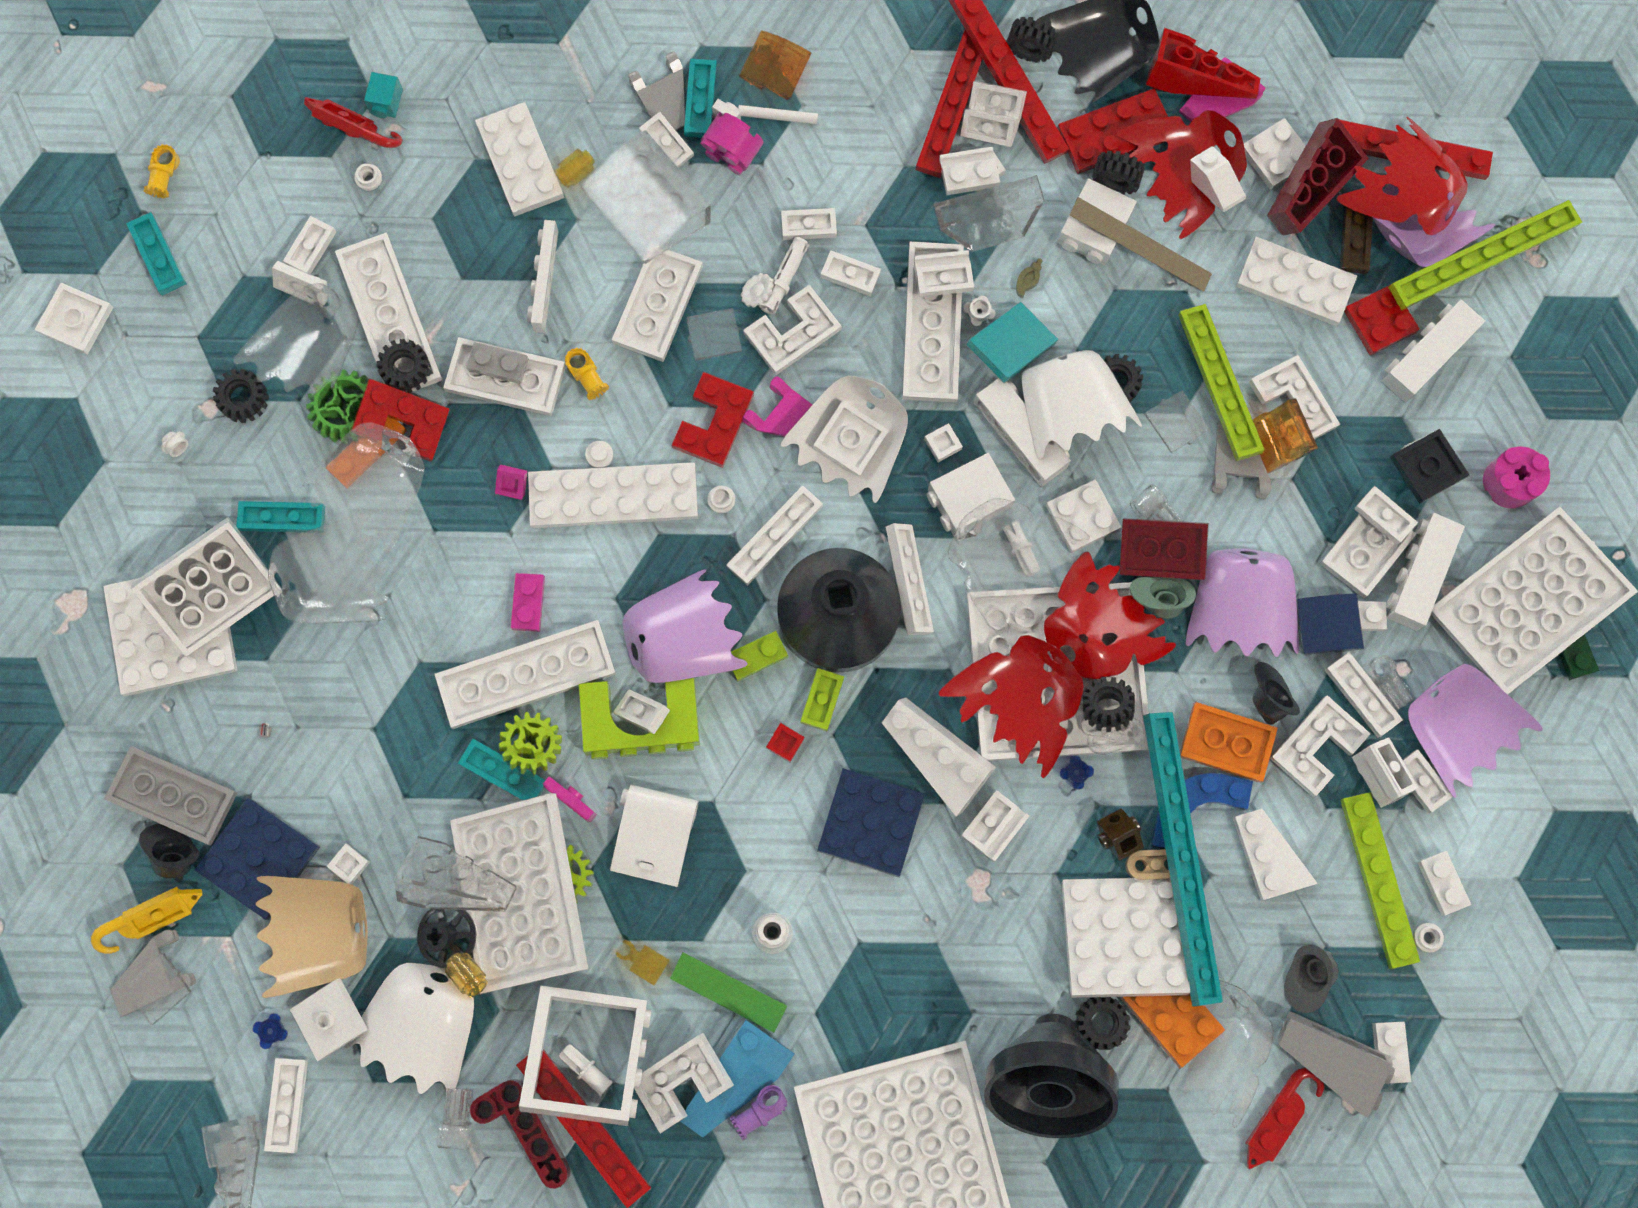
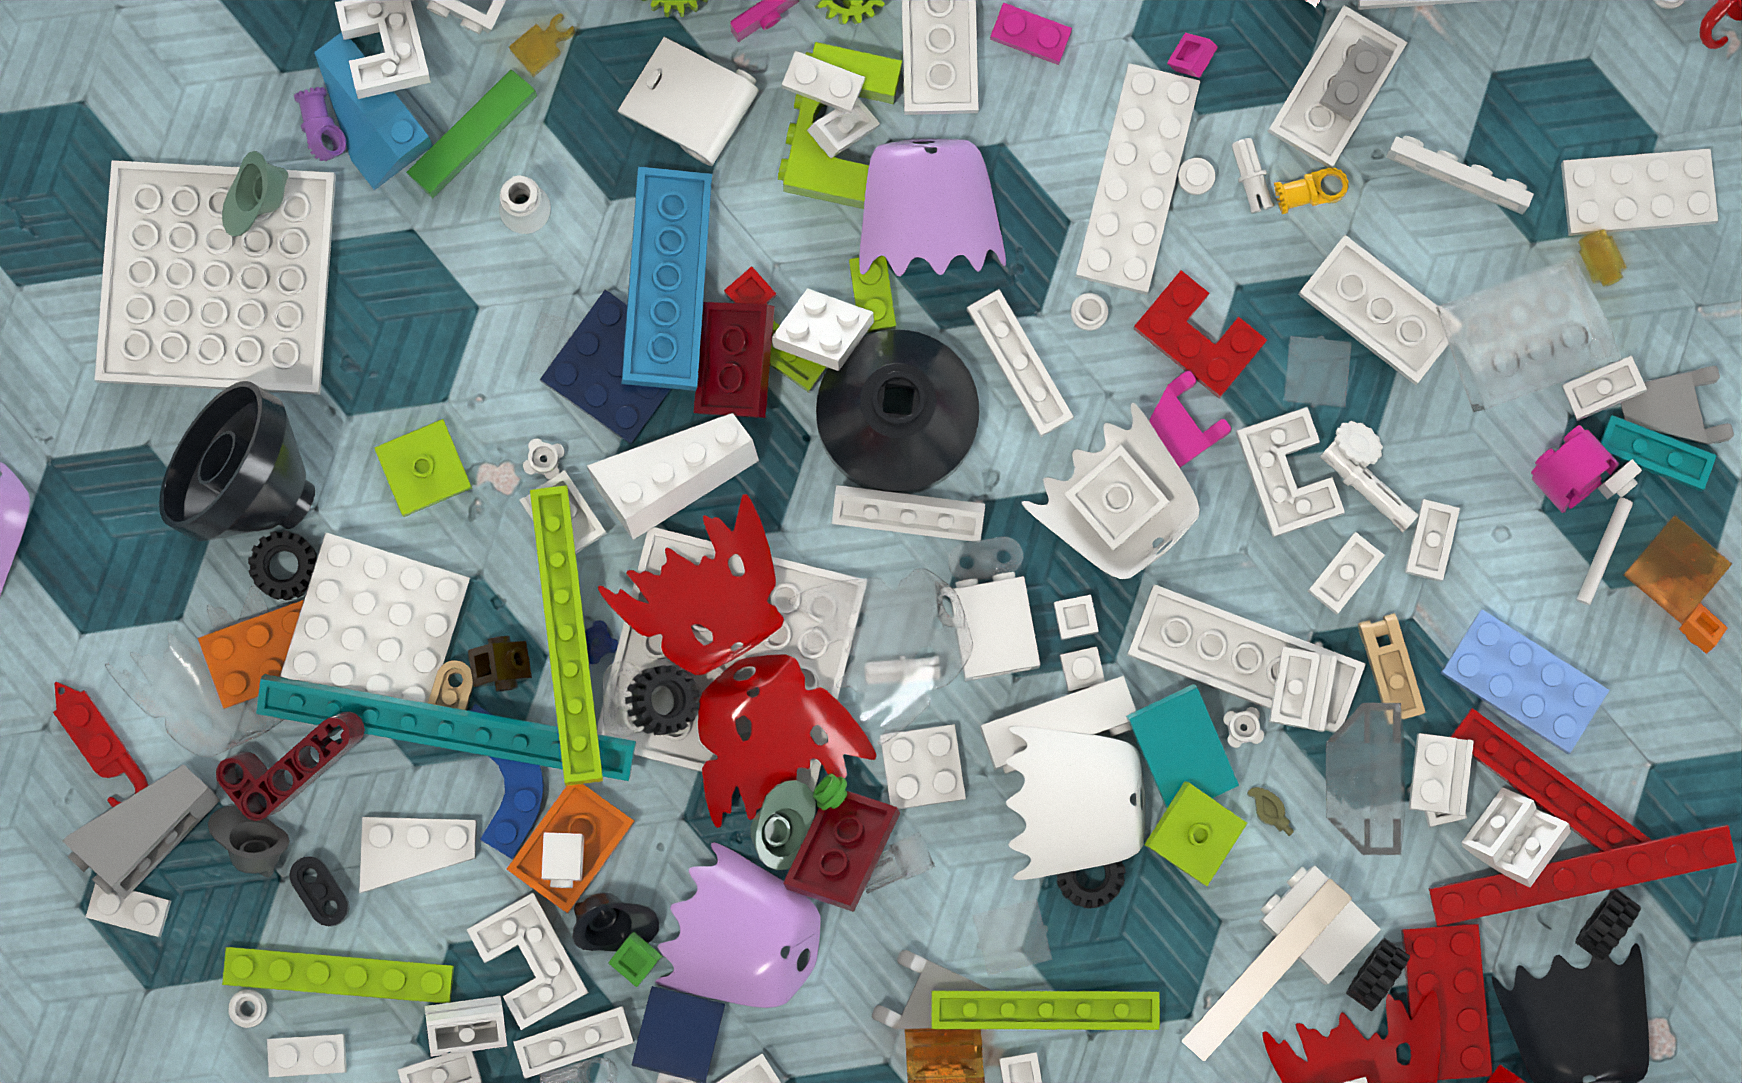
camera: 110 degrees right, 5 degrees up
(587, 416) = (1251, 174): none -> white axle
(613, 734) = (823, 82): none -> white plate
(795, 805) = (666, 279): none -> dark azure plate
(798, 678) = (822, 329): none -> white plate
(811, 36) = (1703, 628): none -> orange plate
(833, 1144) = (255, 191): none -> sand green piece
(840, 736) = (734, 359): none -> dark red plate
(884, 141) = (1524, 681): none -> light blue plate
(904, 226) = (1392, 665): none -> tan plate
(924, 517) = (985, 558): none -> clear plate
(963, 859) = (539, 449): none -> white plate
(977, 429) = (1082, 669): none -> white plate
(993, 943) = (423, 468): none -> lime plate
(1064, 319) = (1195, 833): none -> lime plate
(1087, 788) = (566, 636): none -> lime plate
(1128, 568) = (830, 792): none -> bright green plate
(1244, 740) = (562, 859): none -> white brick
(1267, 973) = (297, 761): none -> dark red beam
(1291, 670) = (635, 959): none -> bright green plate
(1327, 914) = (319, 892): none -> black plate

